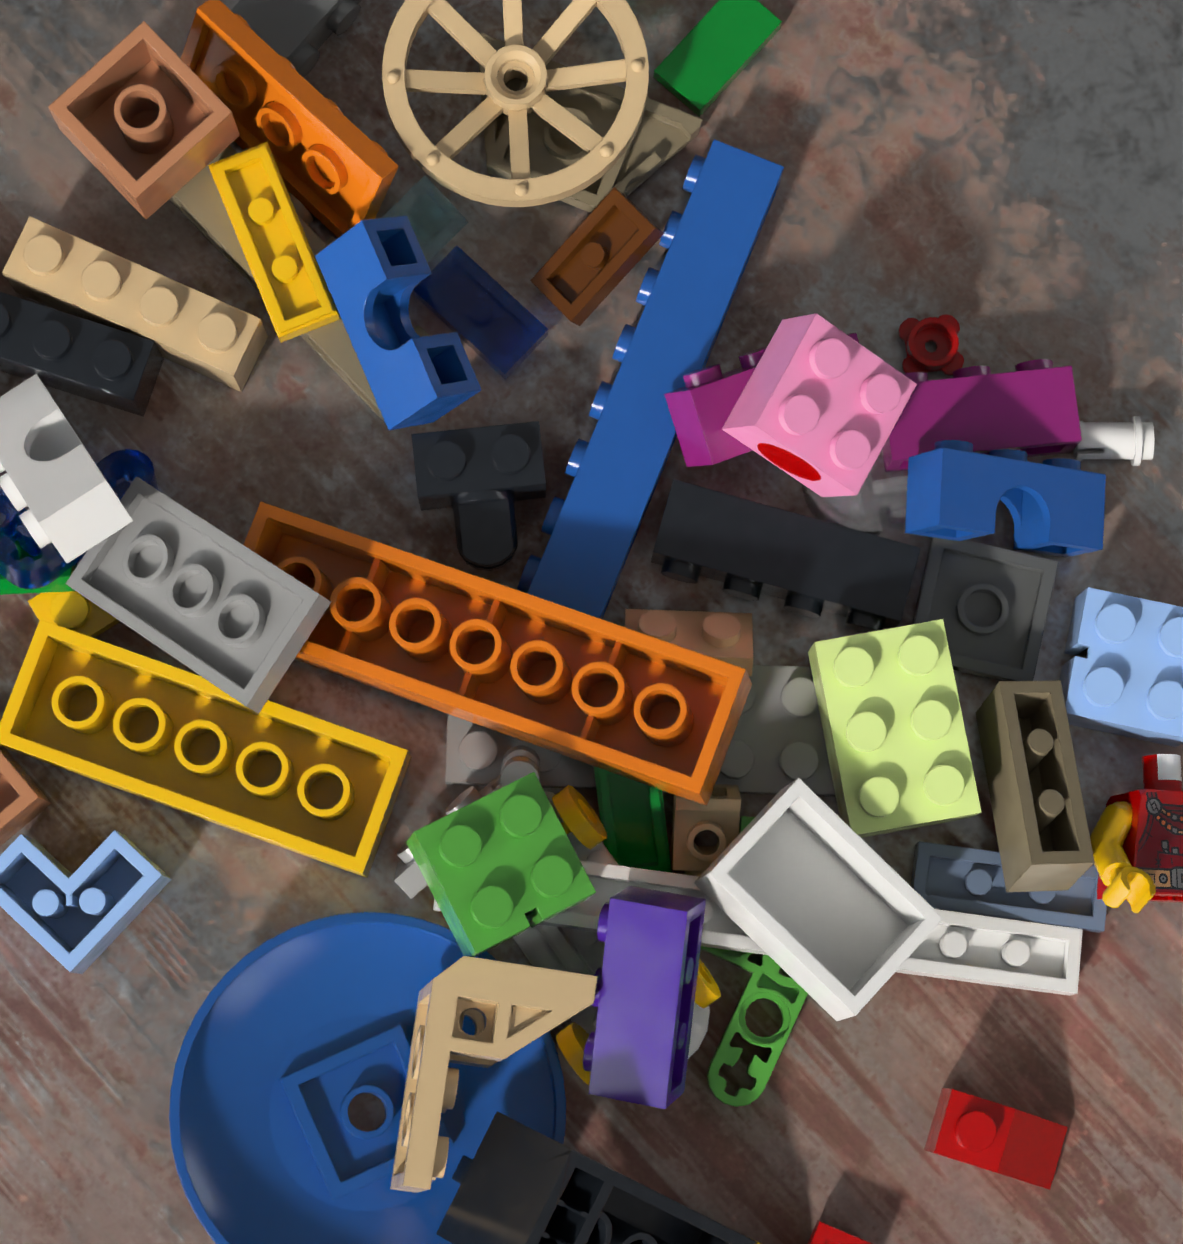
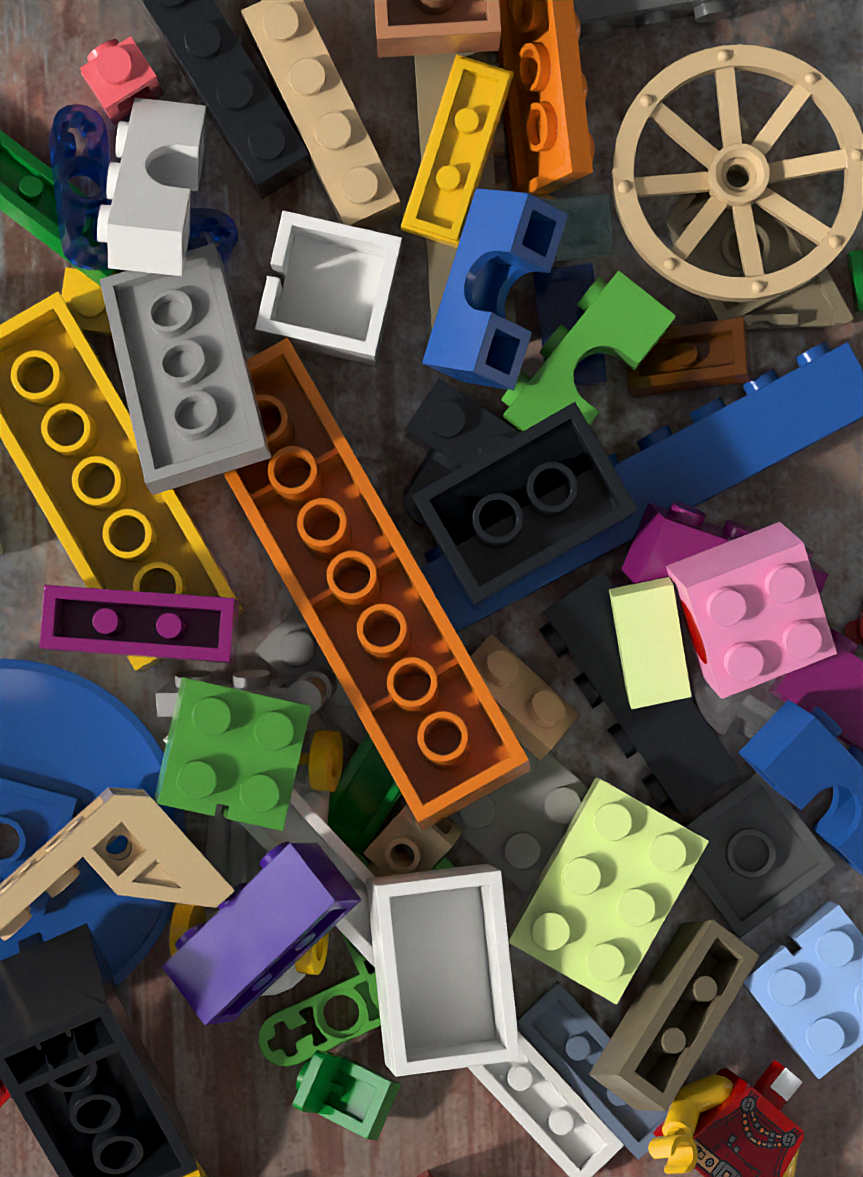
camera: 40 degrees right, 5 degrees up
(262, 435) = (332, 289): none -> white piece
(336, 826) = (139, 624): none -> magenta brick
(519, 271) = (616, 322): none -> bright green arch
(567, 473) = (524, 504): none -> black slope
(761, 501) = (650, 642): none -> yellowish green tile
(823, 1079) = (345, 1093): none -> green bracket

